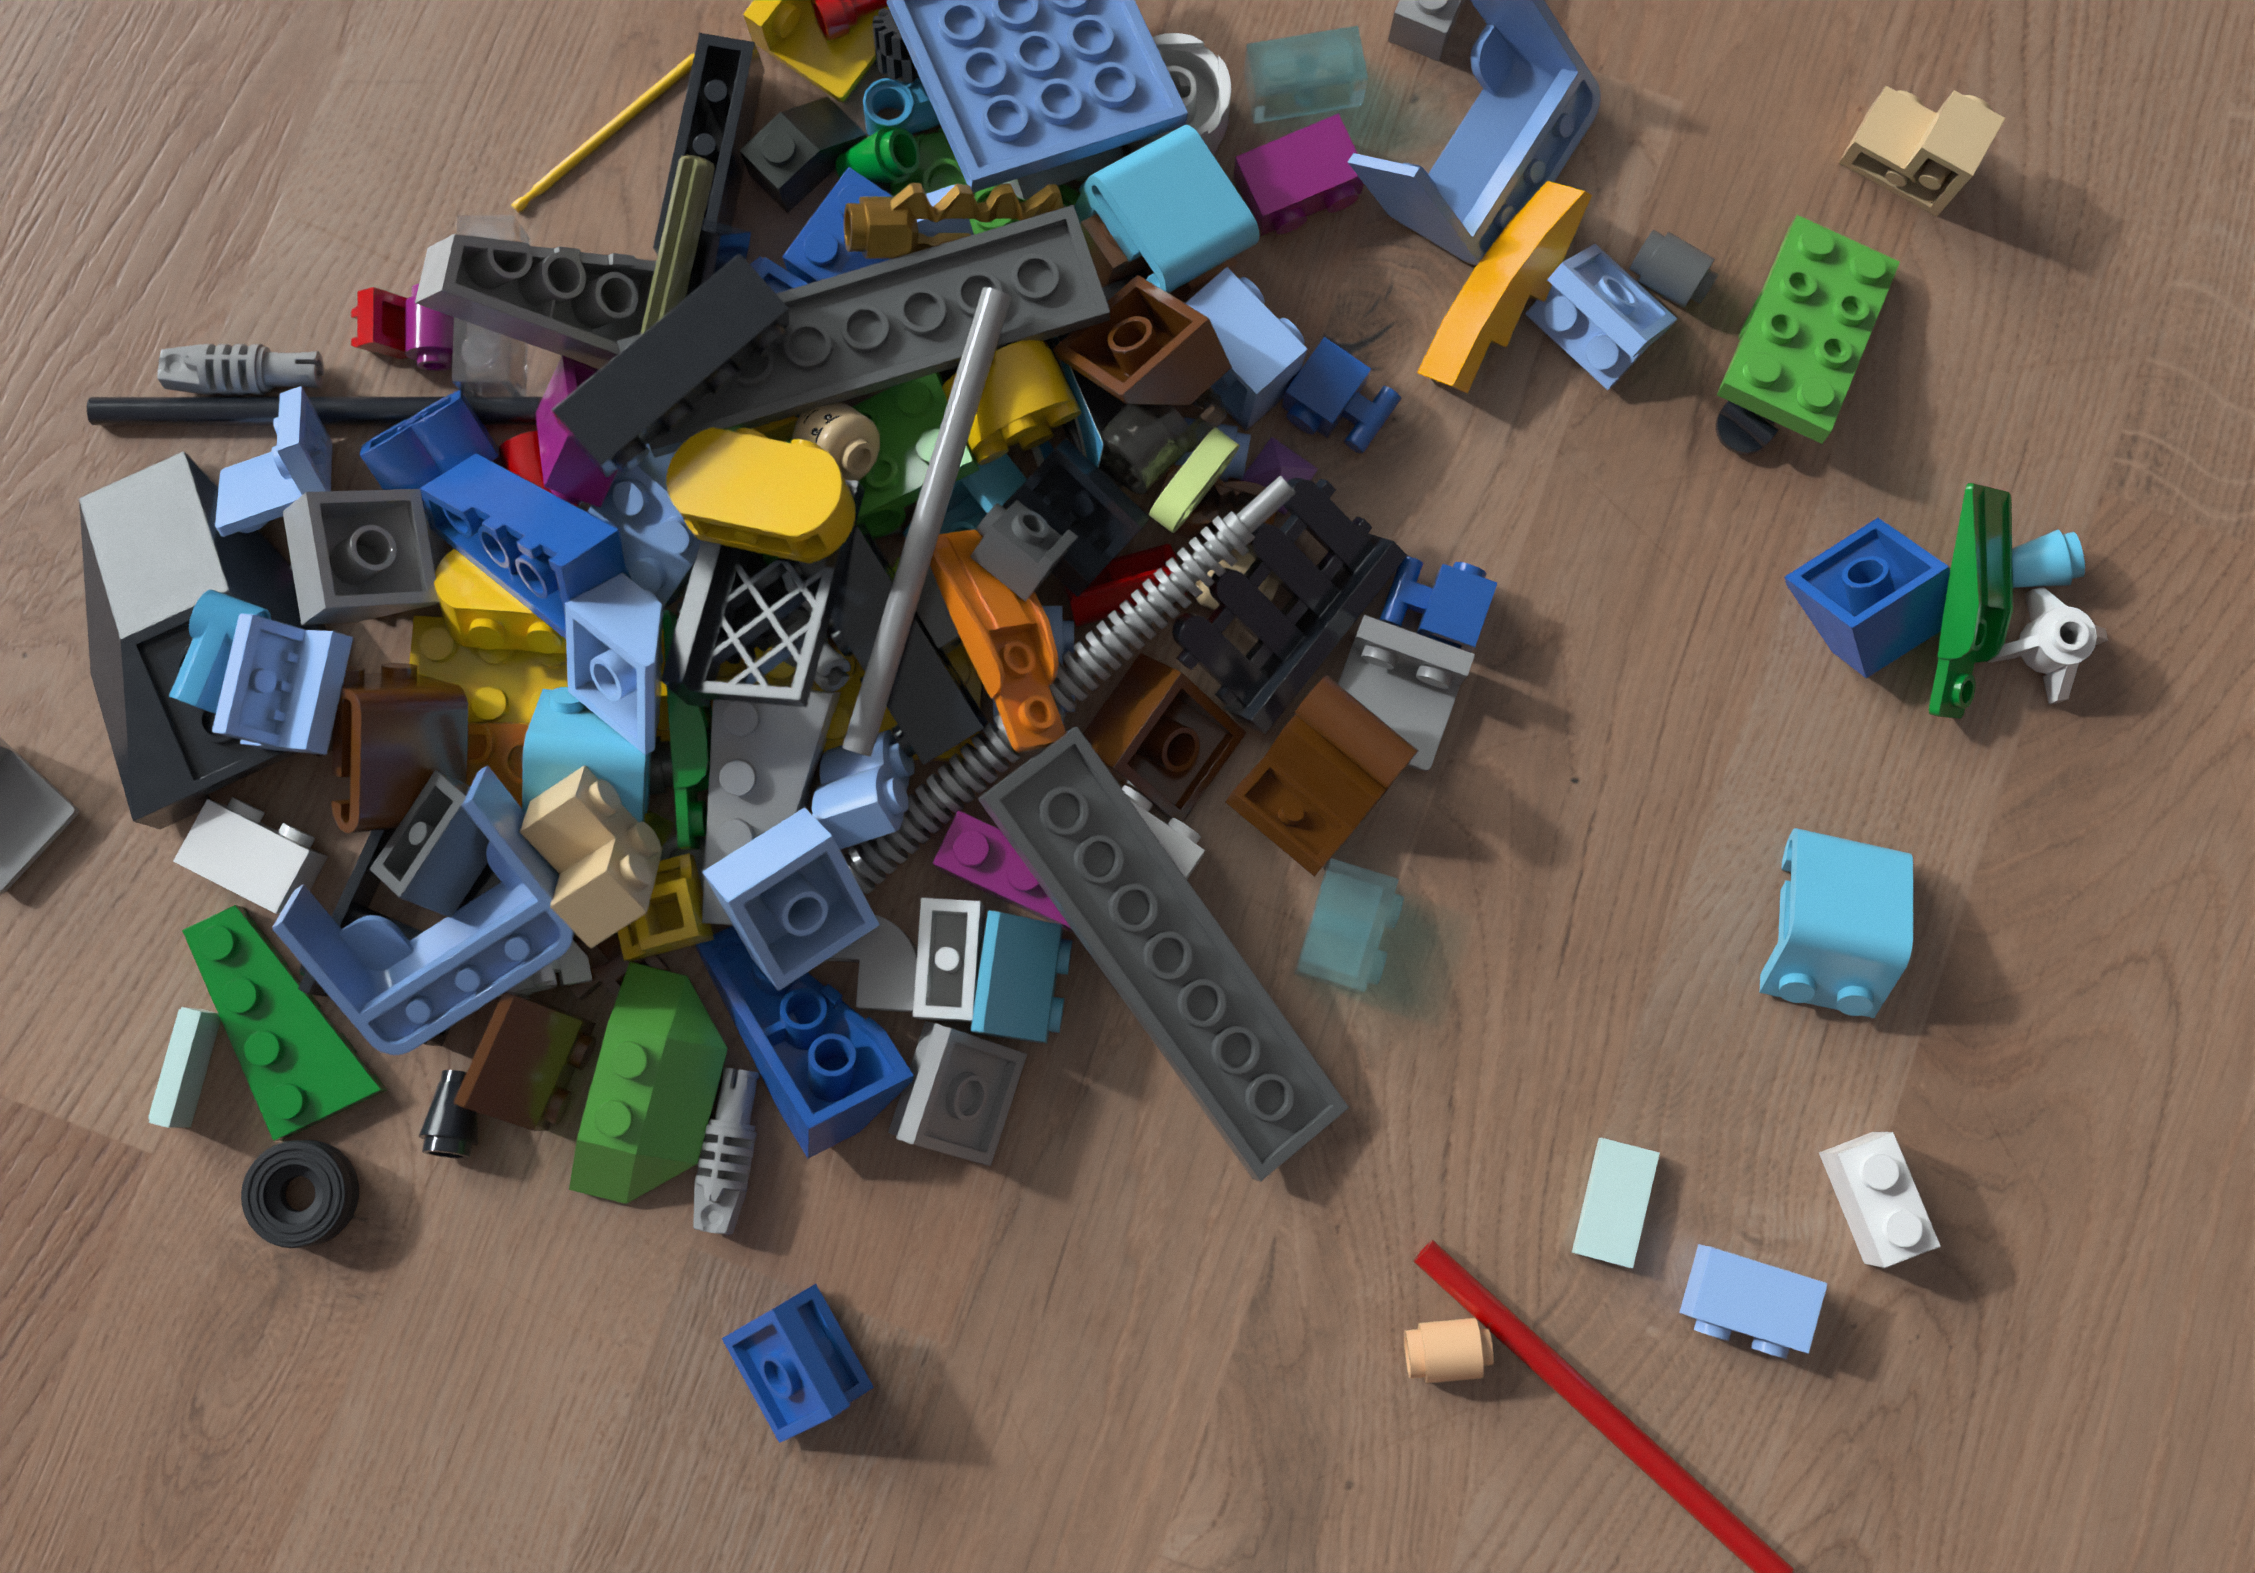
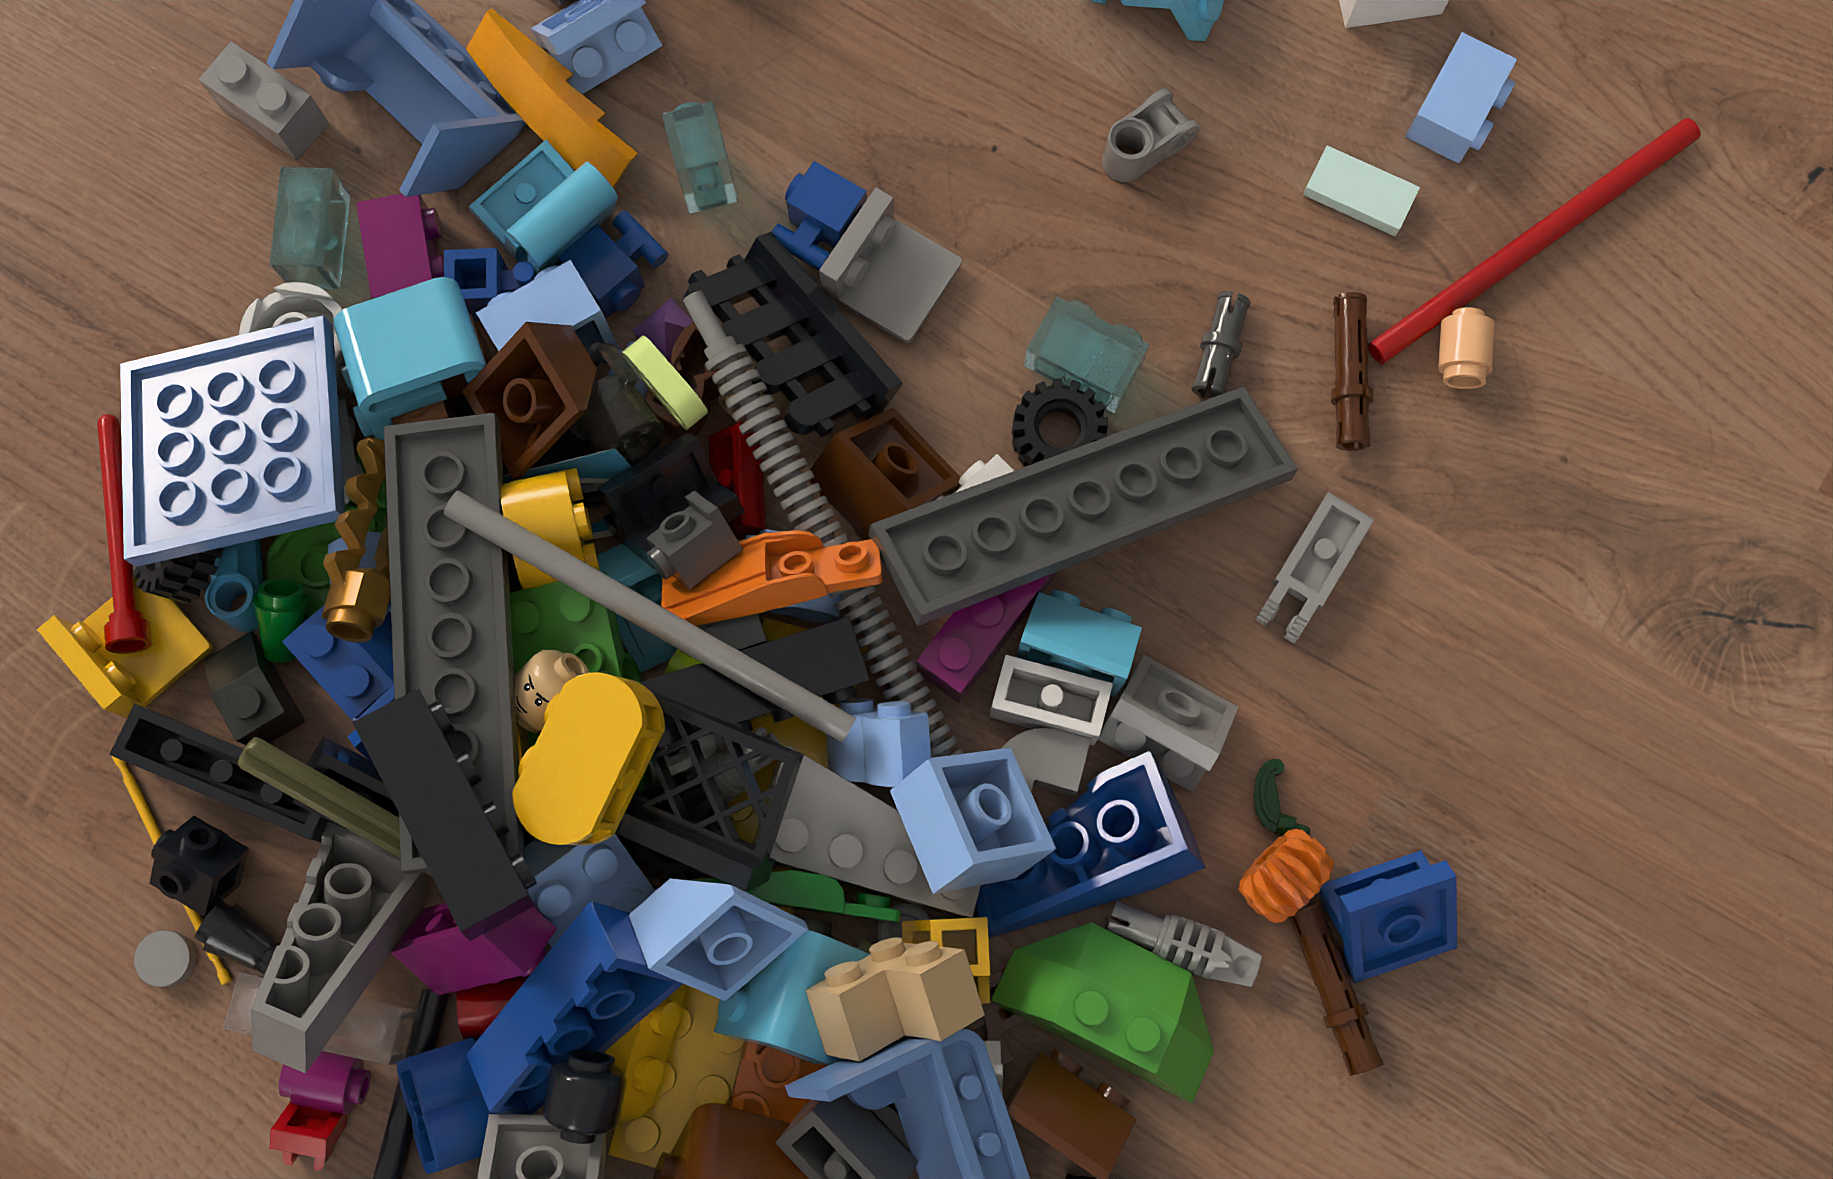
camera: 80 degrees left, 5 degrees down
(446, 574) = (584, 1096): none -> black head
(525, 143) = (165, 958): none -> light grey tile
(555, 206) = (236, 937): none -> black cone
(616, 148) = (197, 865): none -> black brick
(691, 1330) = (1336, 991): none -> reddish brown pin
(812, 1244) = (1286, 875): none -> orange gear
(893, 1216) = (1267, 800): none -> dark green piece
(1167, 1223) = (1317, 562): none -> light grey hinge
(1281, 268) = (484, 275): none -> blue brick
(1286, 895) = (1050, 400): none -> black tyre
(1322, 775) = (950, 339): reddish brown piece -> none
(1378, 308) = (544, 206): none -> medium azure piece
(1393, 1075) = (1221, 344): none -> dark grey pin
(1395, 1225) = (1351, 388): none -> reddish brown pin
(1474, 458) = (700, 156): none -> clear light blue brick
(1632, 953) = (1153, 131): none -> light grey piece

